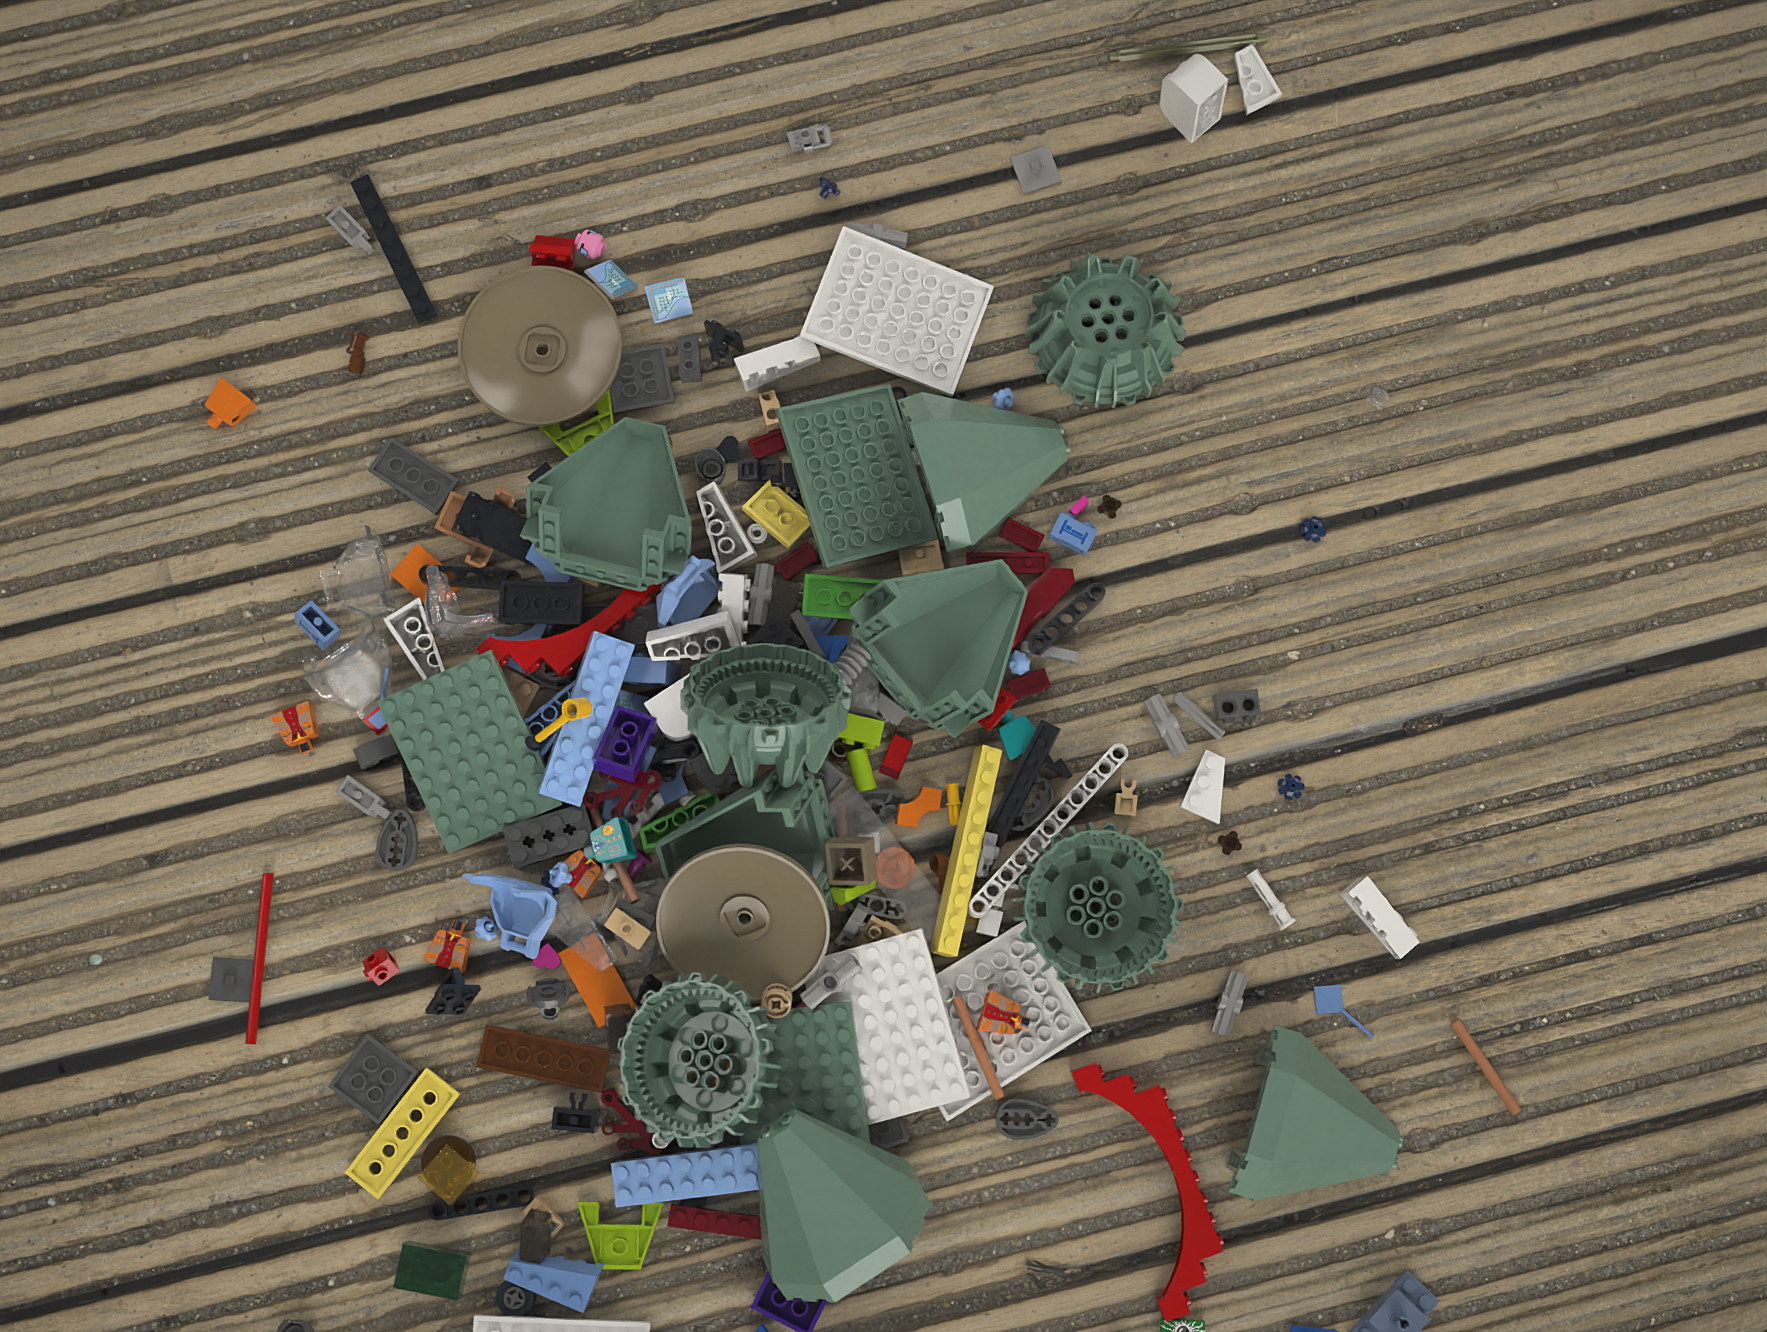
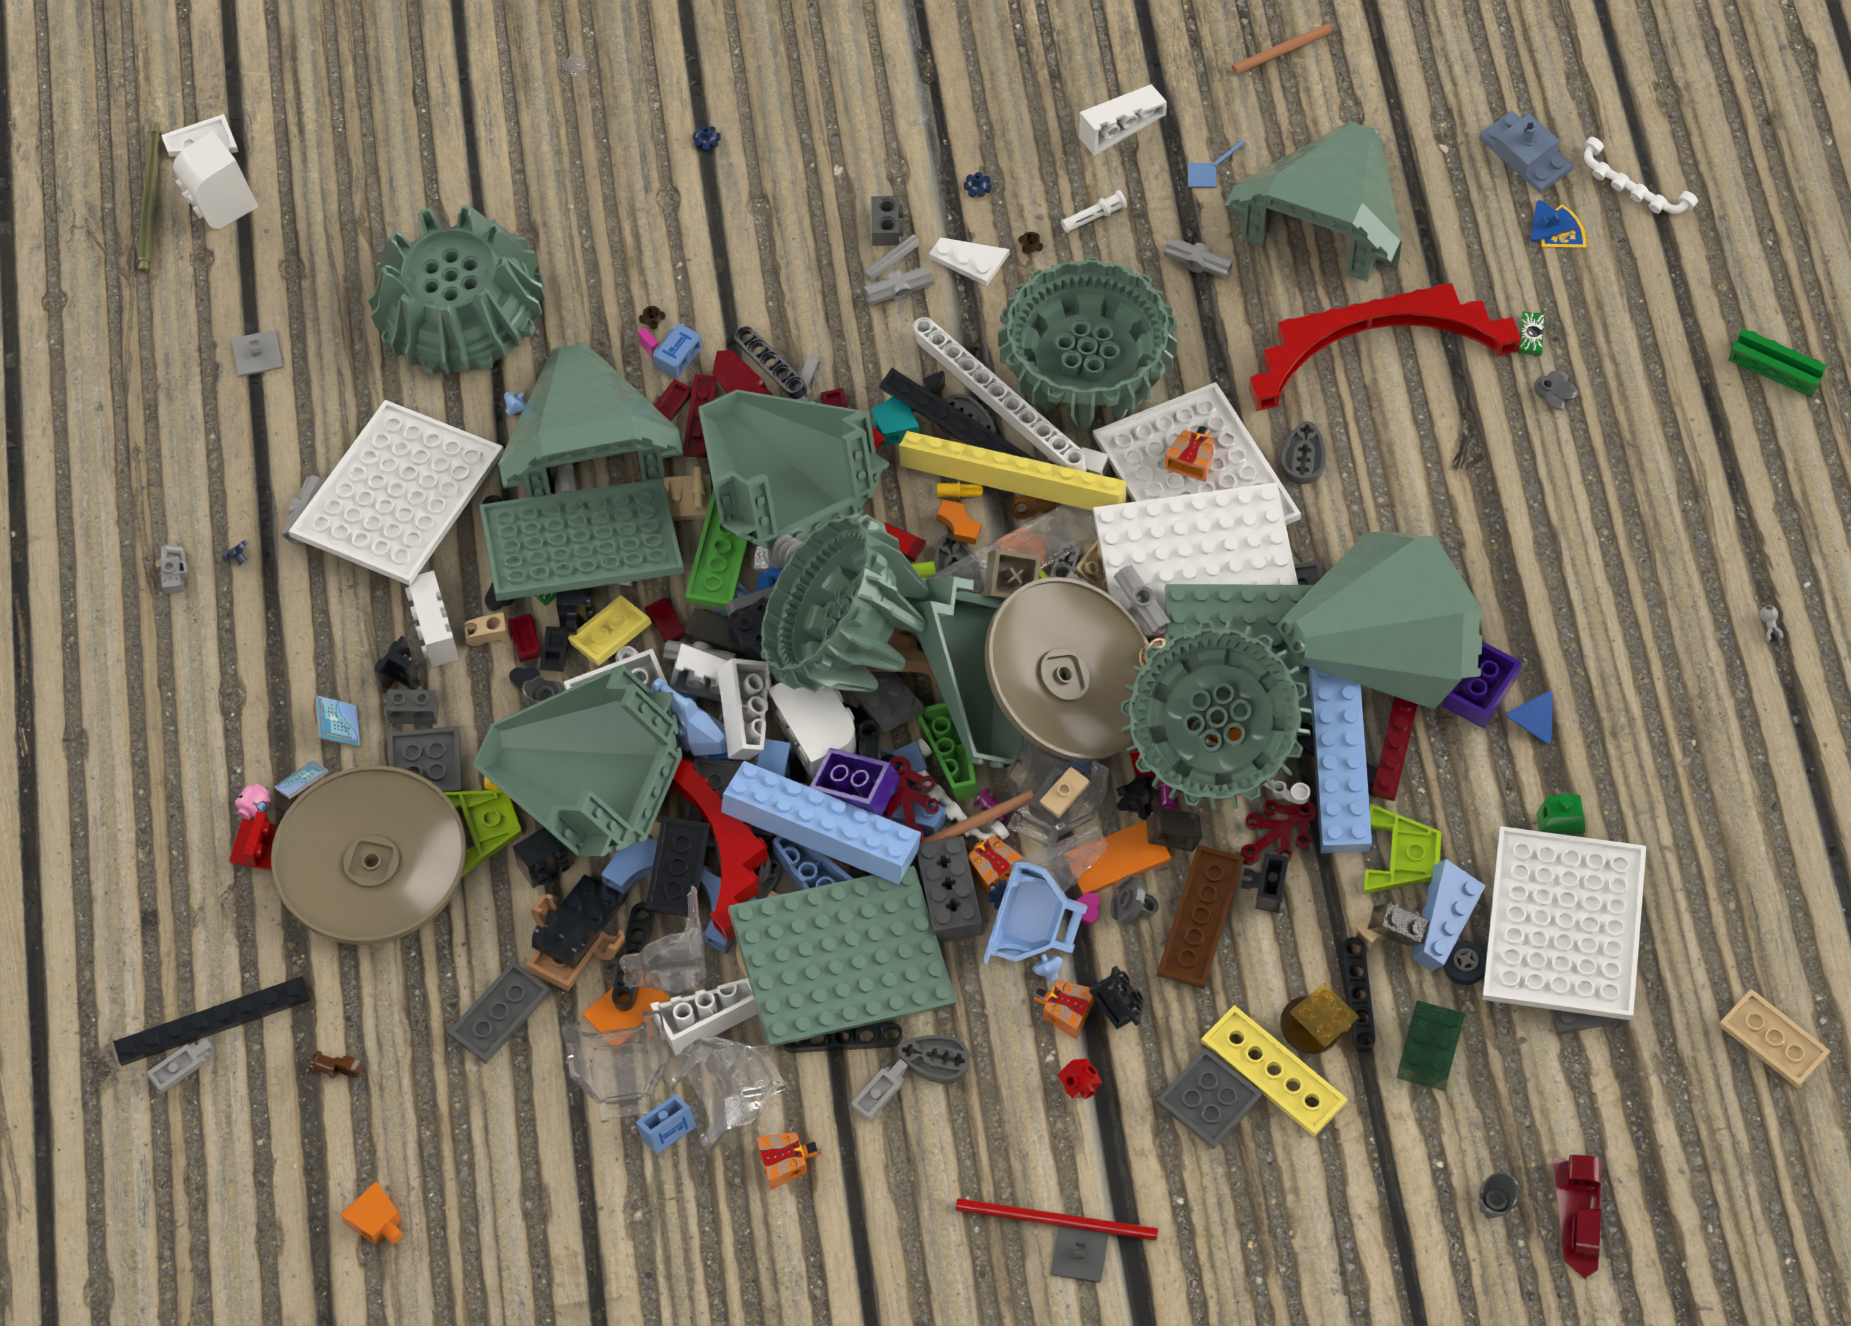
camera: 80 degrees left, 20 degrees down
(375, 718) = (783, 1061): medium blue piece -> none
(375, 750) = (826, 1075): dark grey panel -> none
(559, 875) = (994, 872): light blue piece -> none
(572, 710) = (839, 875): yellow piece -> none
(611, 842) = (965, 812): teal torso -> none
(978, 1047) = (1225, 478): nougat piece -> none
(988, 853) = (1016, 448): light grey piece -> none
(1126, 802) = (975, 331): tan plate -> none

